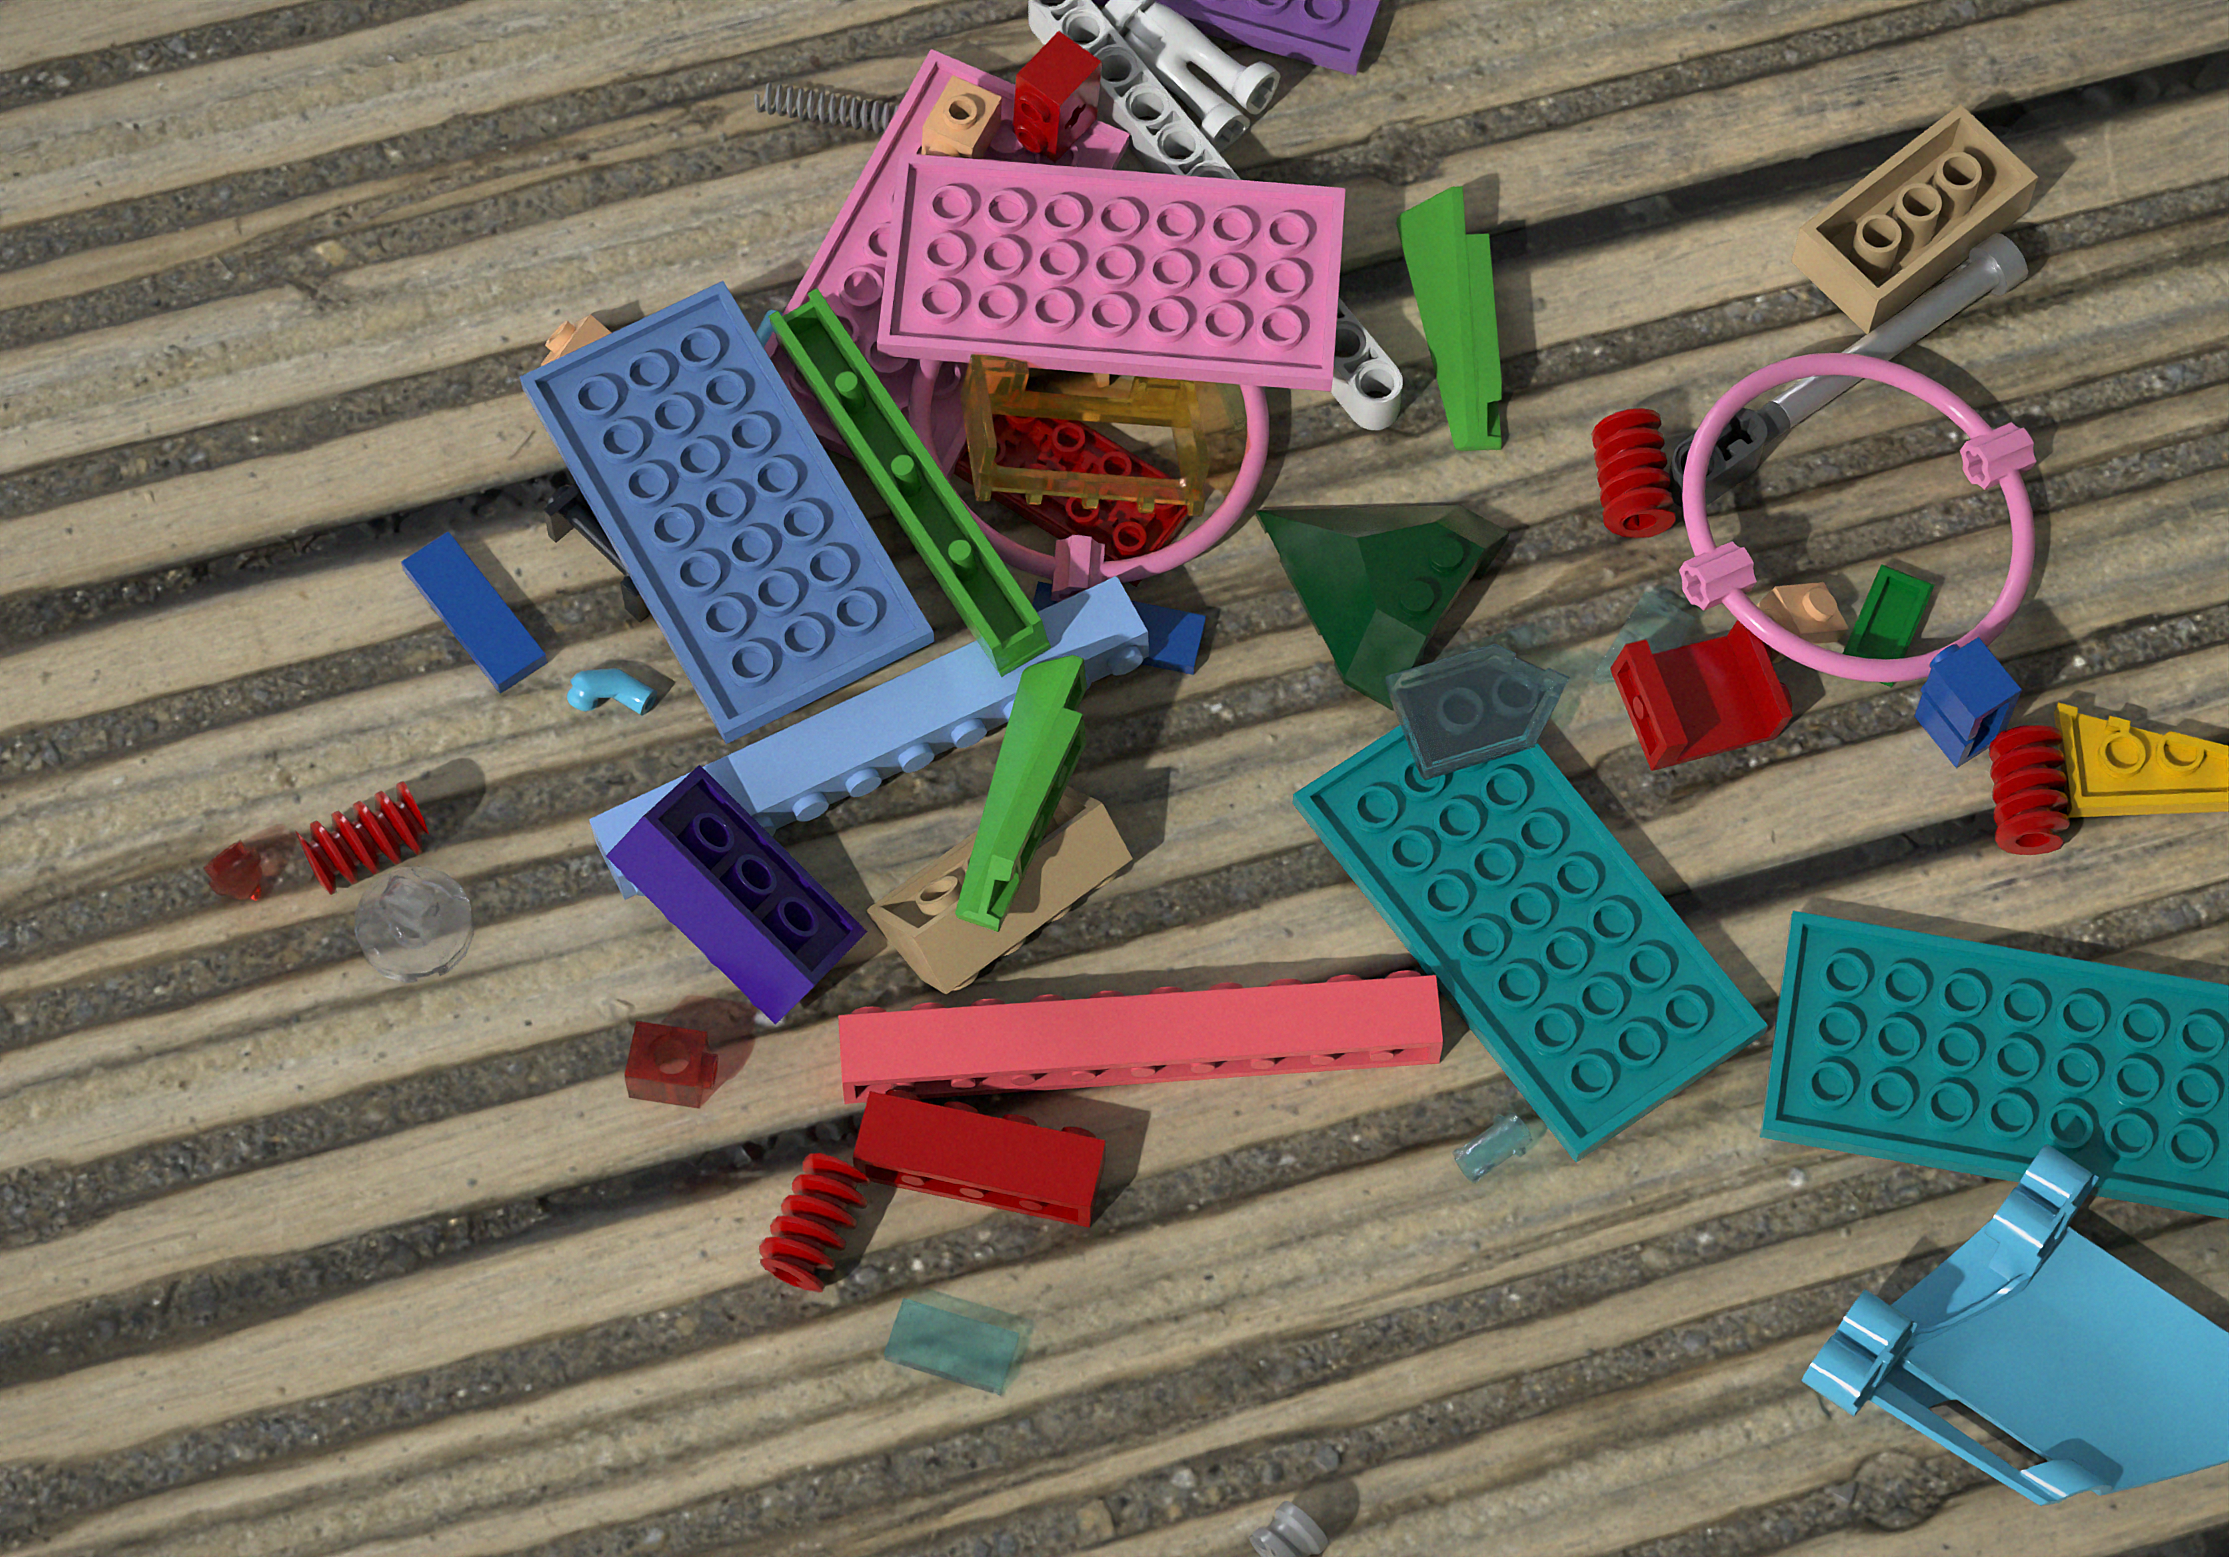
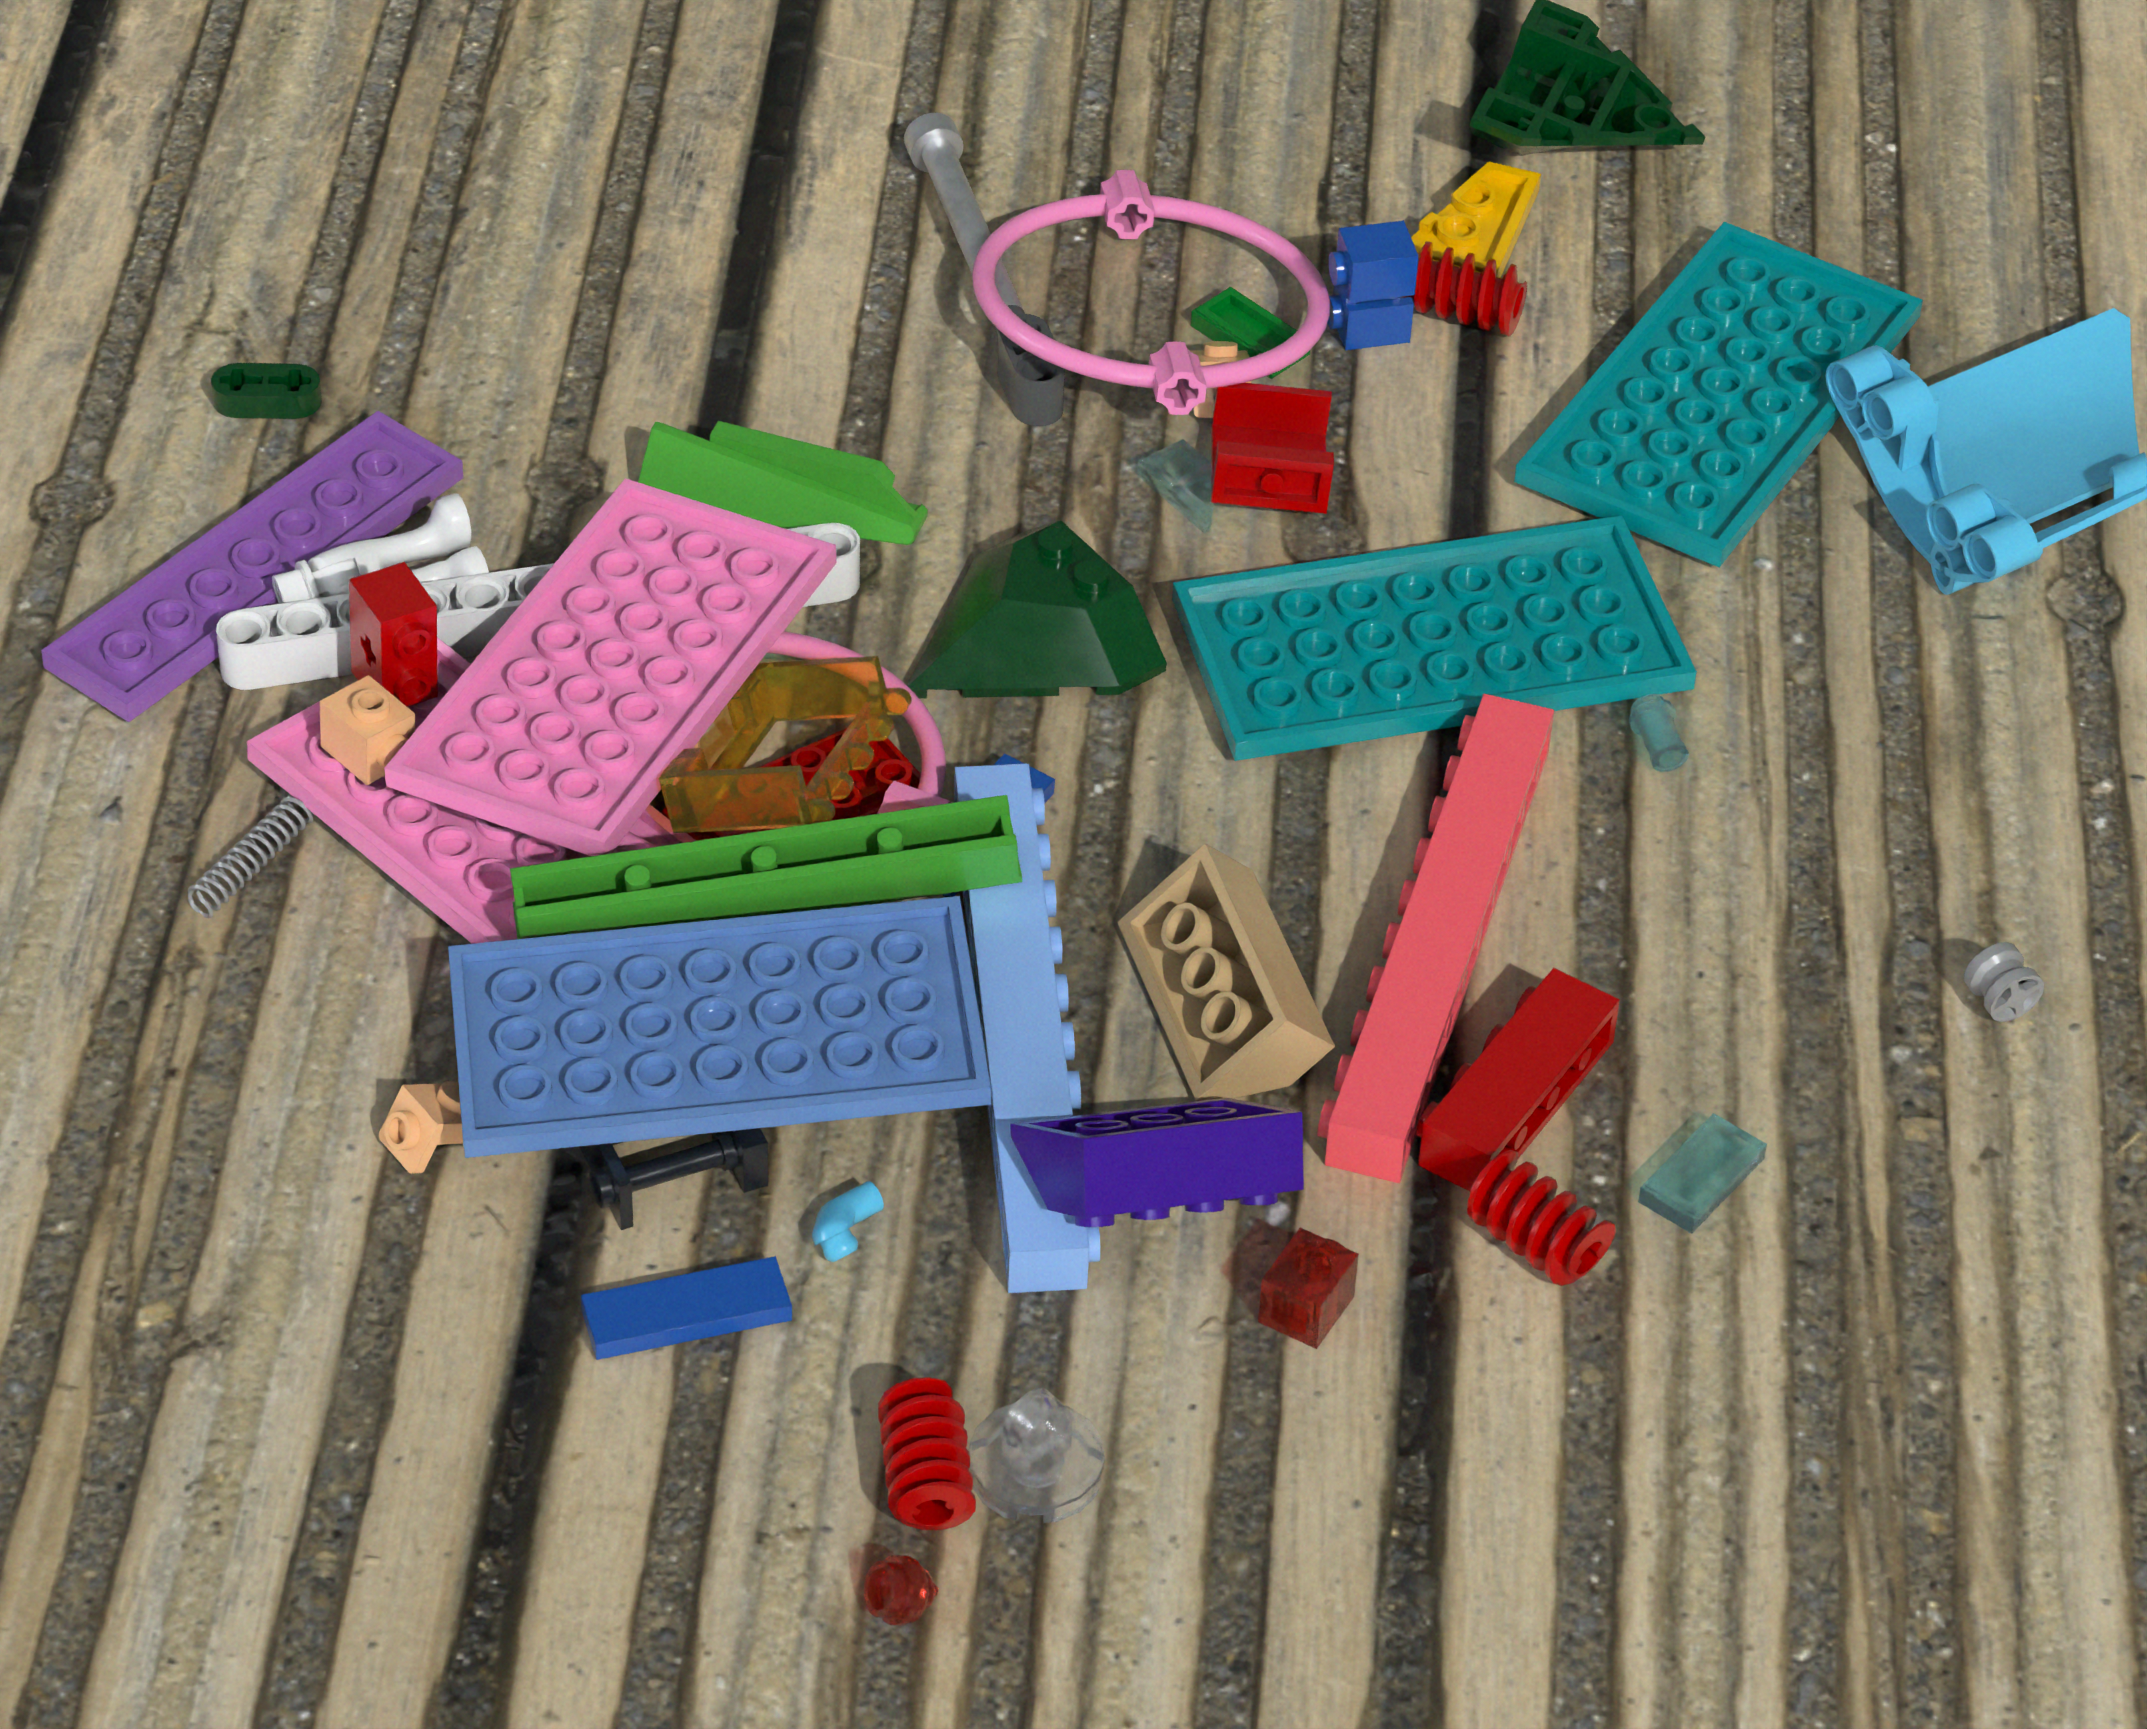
camera: 70 degrees left, 20 degrees down
(1027, 784) = (1163, 879): bright green wedge -> none
(1473, 708) = (1214, 593): clear light blue tile -> none
(1633, 473) = (1019, 424): red piece -> none
(1913, 219) = (865, 168): tan brick -> none

